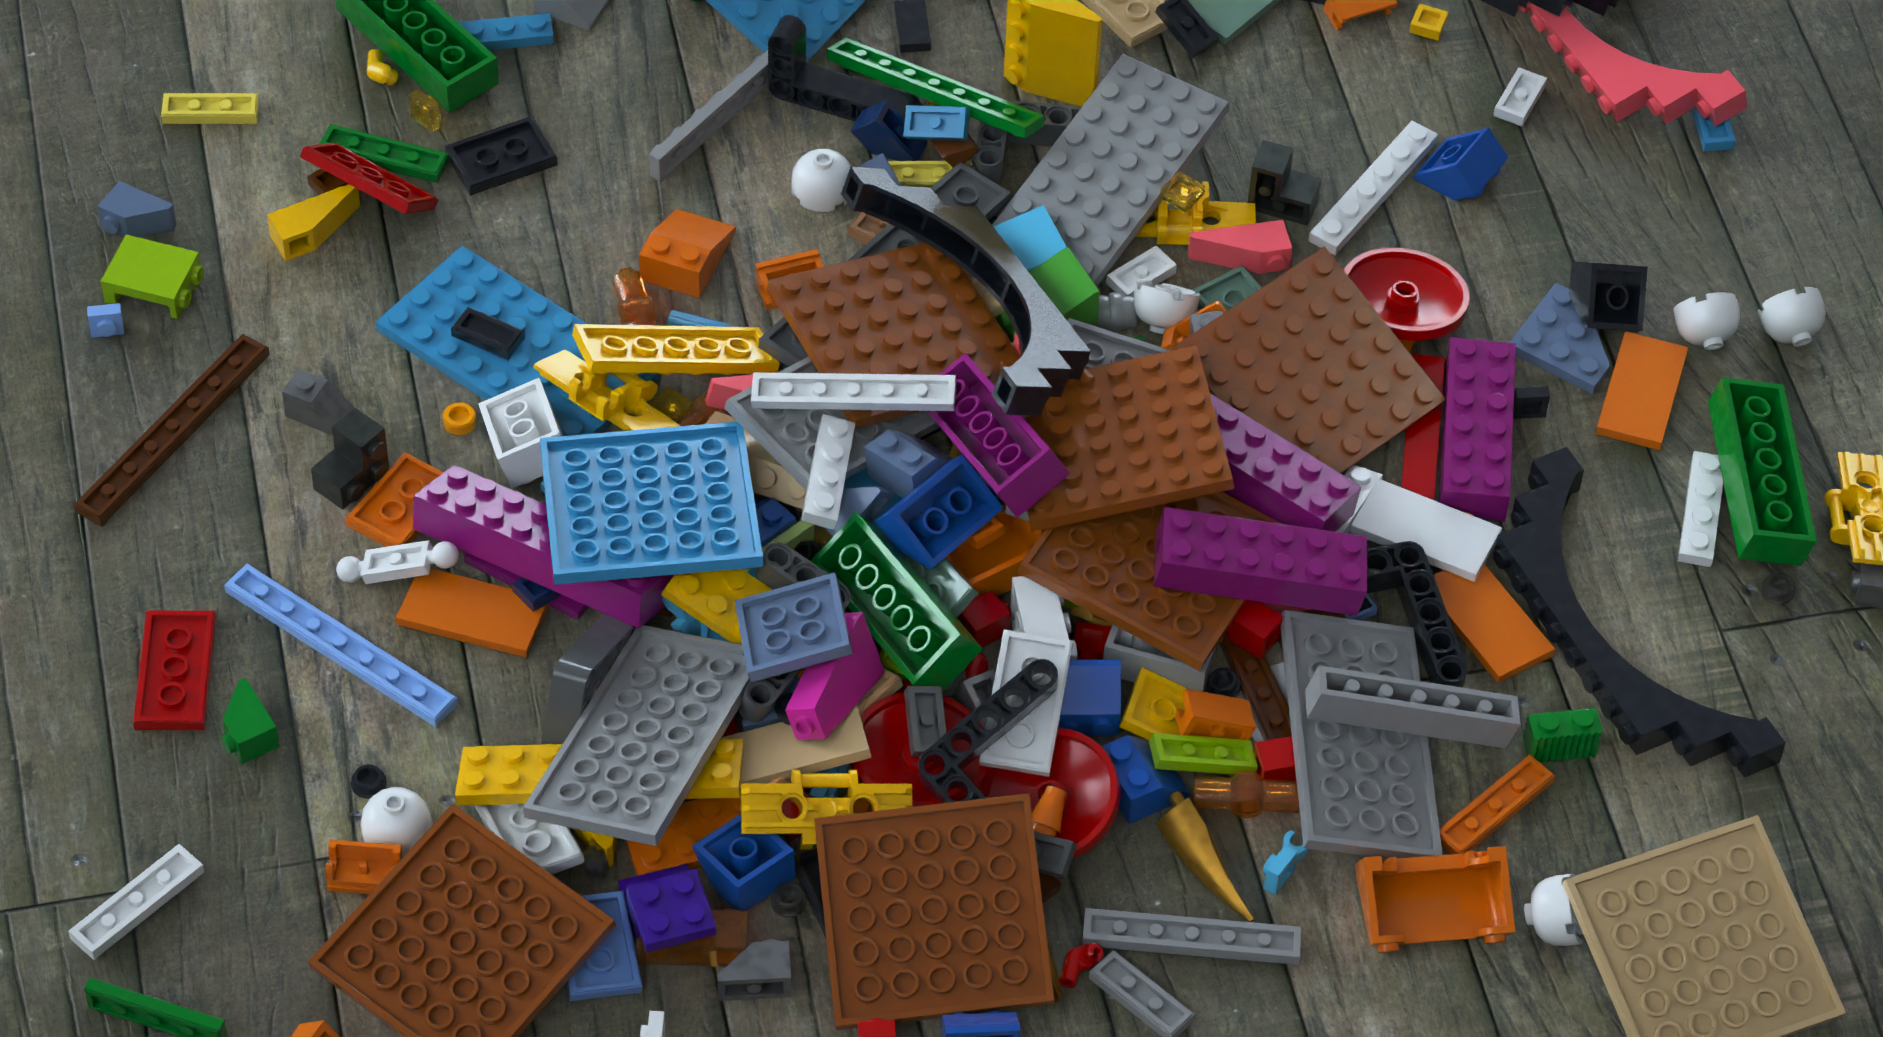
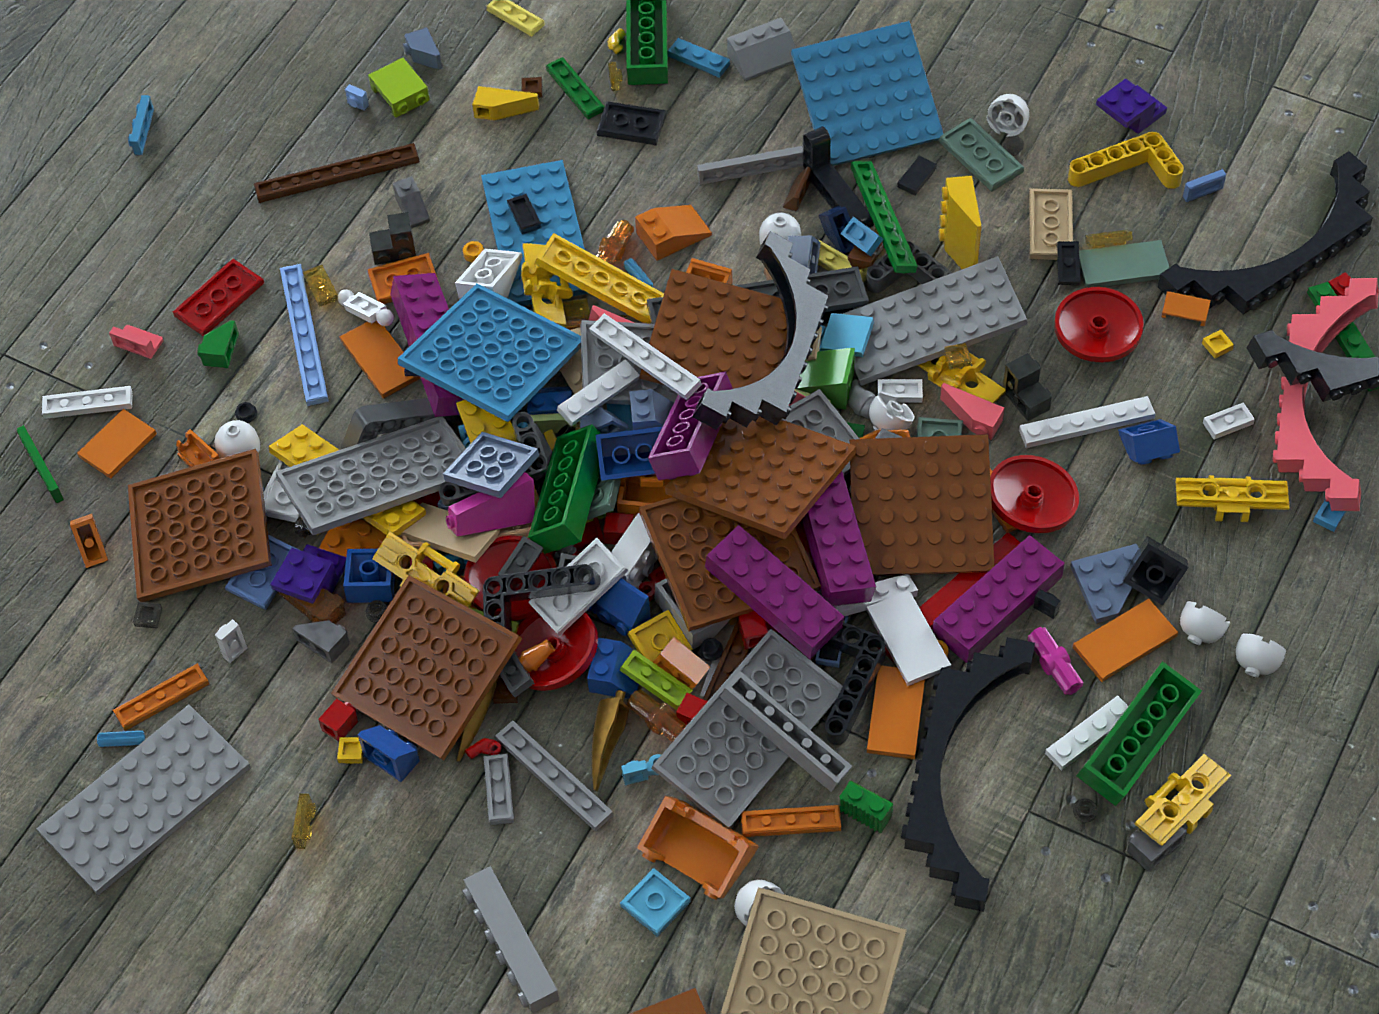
camera: 45 degrees right, 5 degrees up
(120, 788) = (136, 340): none -> coral panel
(230, 926) = (117, 443): none -> orange tile
(304, 573) = (320, 285): none -> clear yellow plate
(369, 178) = (546, 96): red tile -> none
(790, 118) = (798, 190): none -> reddish brown slope
(1289, 71) = (1098, 324): none -> red dish
(1440, 992) = (655, 902): none -> medium azure tile
(1600, 456) = (1055, 661): none -> dark pink piece
(1611, 172) = (1232, 495): none -> yellow piece

